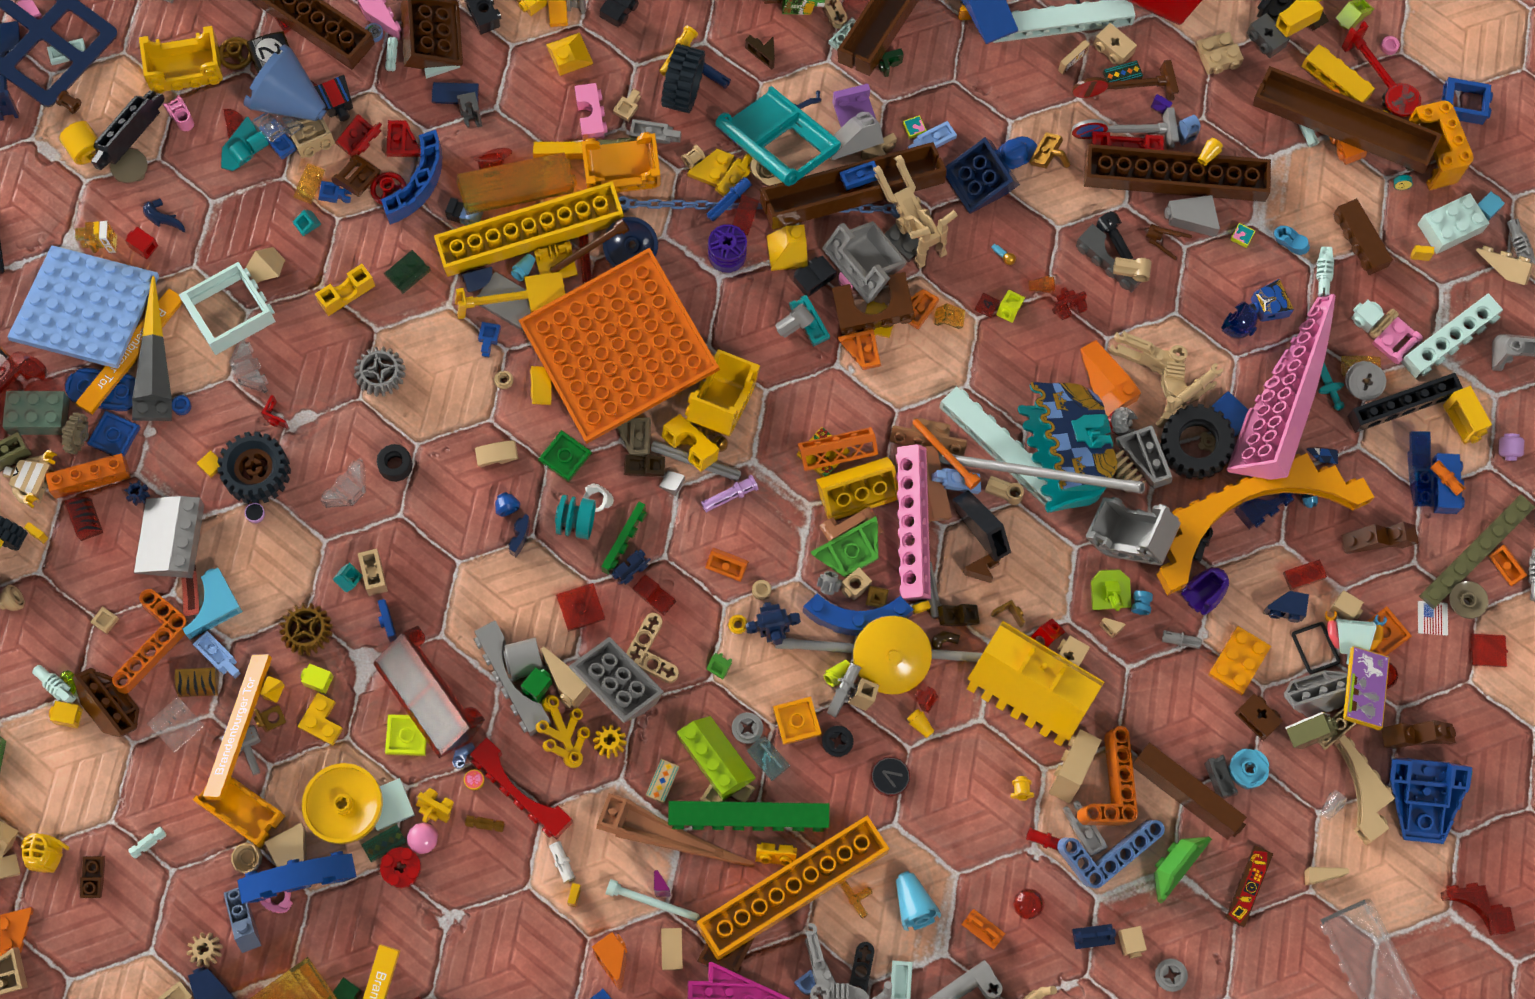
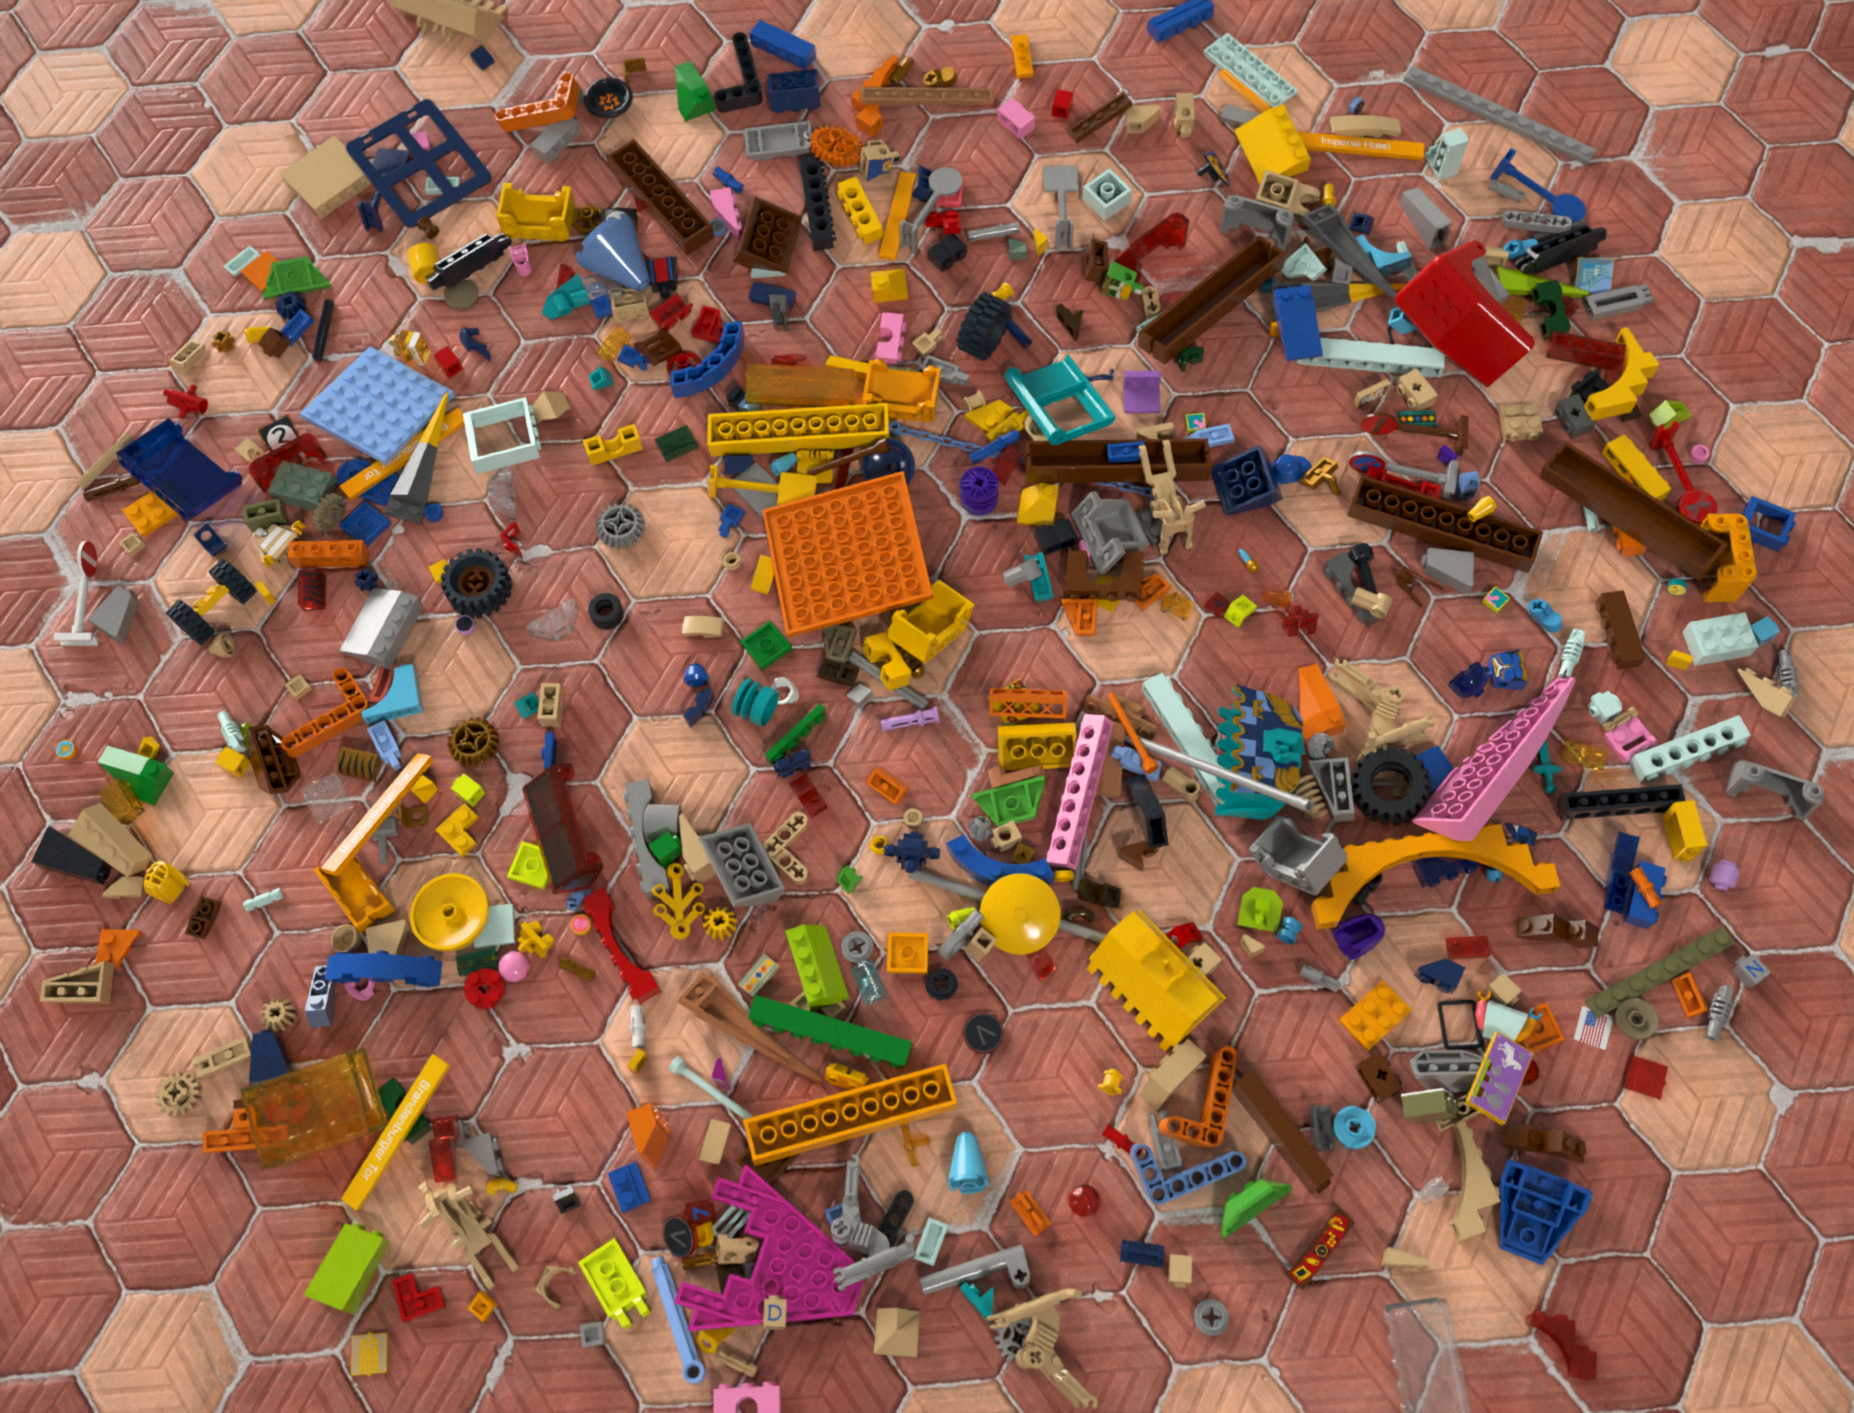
camera: 25 degrees right, 5 degrees down
(391, 54) = (726, 249): light aqua axle -> none
(580, 607) = (734, 789): clear red plate -> none
(858, 134) = (1136, 416): light grey slope -> none
(920, 722) = (1029, 989): yellow cone -> none
(1016, 612) = (1158, 904): pearl gold bracket -> none
(1369, 390) = (1596, 769): light grey piece -> none

